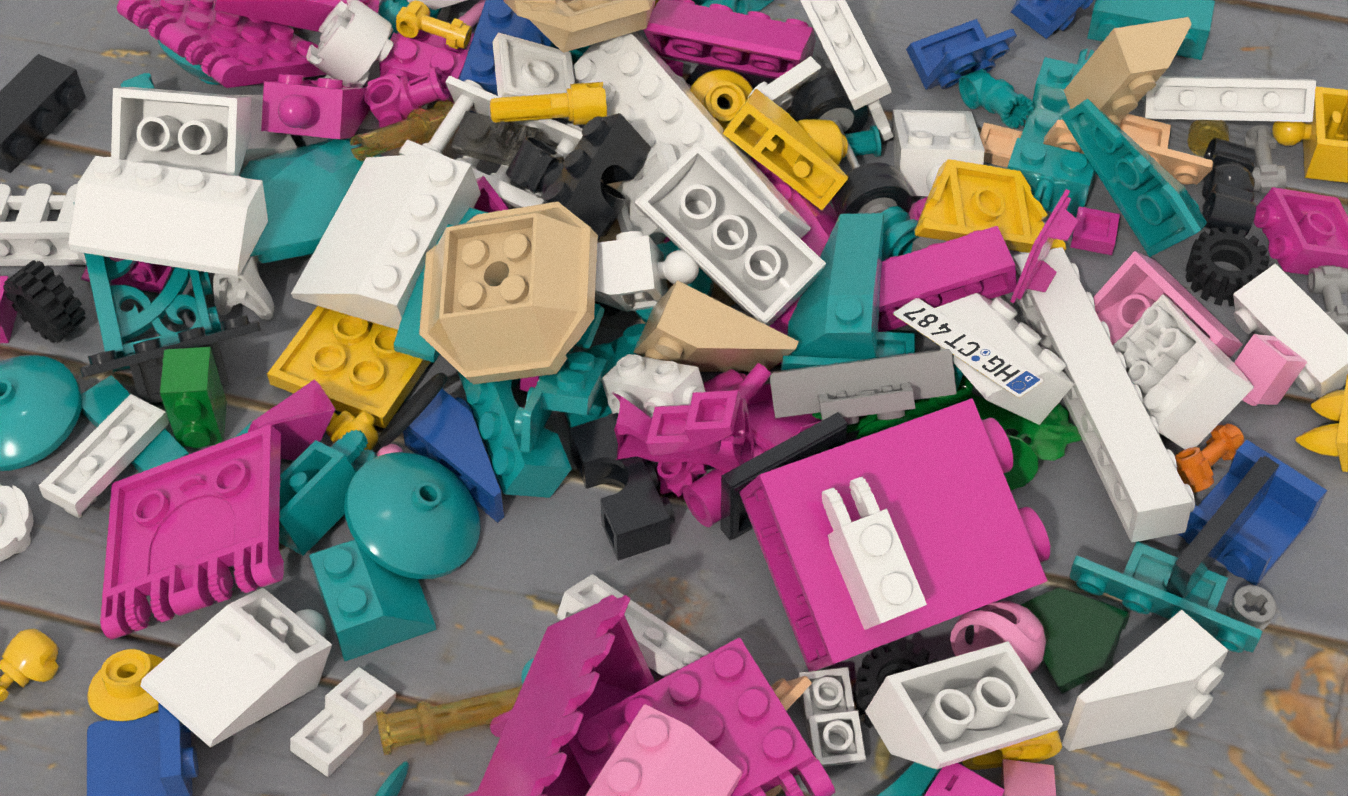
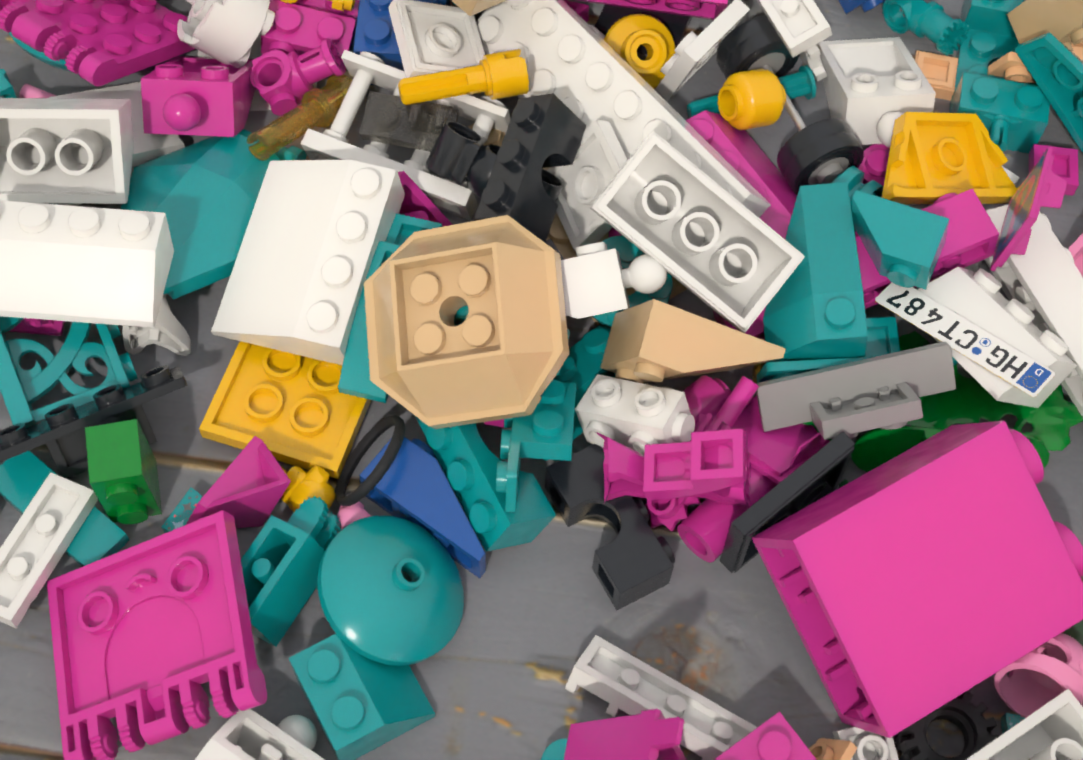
camera: 10 degrees left, 10 degrees up
(785, 149) = (726, 110): yellow slope -> none
(871, 557) = (927, 626): white hinge -> none
(922, 260) = (899, 238): none -> teal slope

